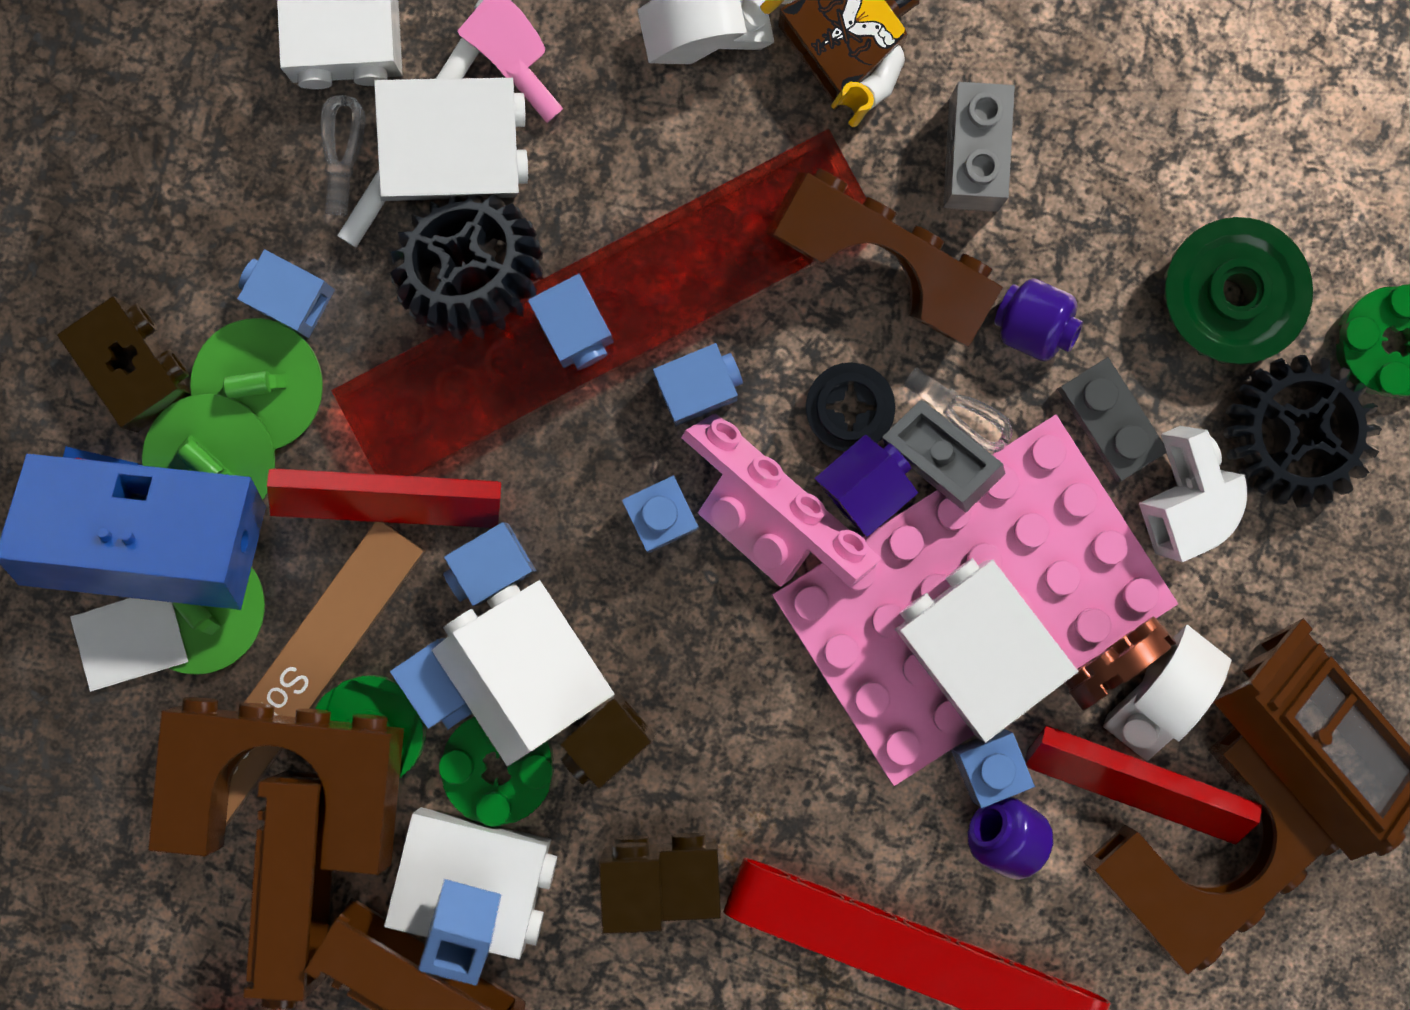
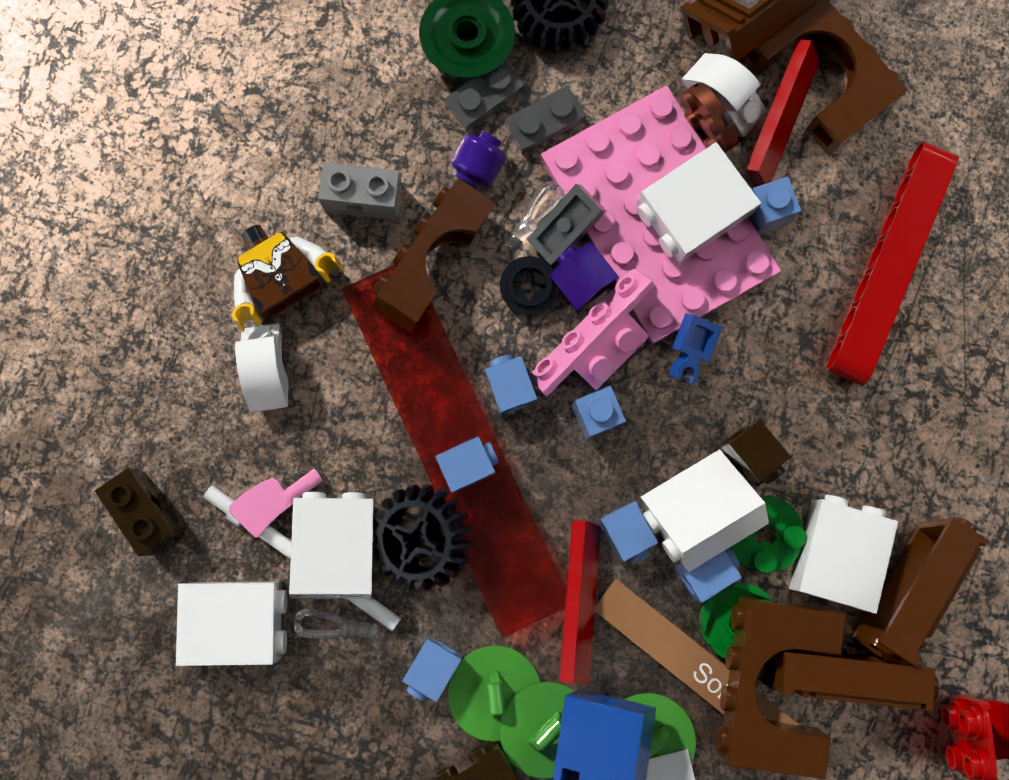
camera: 90 degrees left, 5 degrees down
(460, 932) = (886, 556): medium blue brick -> none
(658, 882) = (846, 426): dark brown brick -> none
(776, 656) = (696, 342): none -> blue plate
(1010, 838) = (819, 196): dark purple head -> none
(1141, 323) = (484, 96): none -> dark grey plate
(1203, 504) = (604, 64): white brick -> none

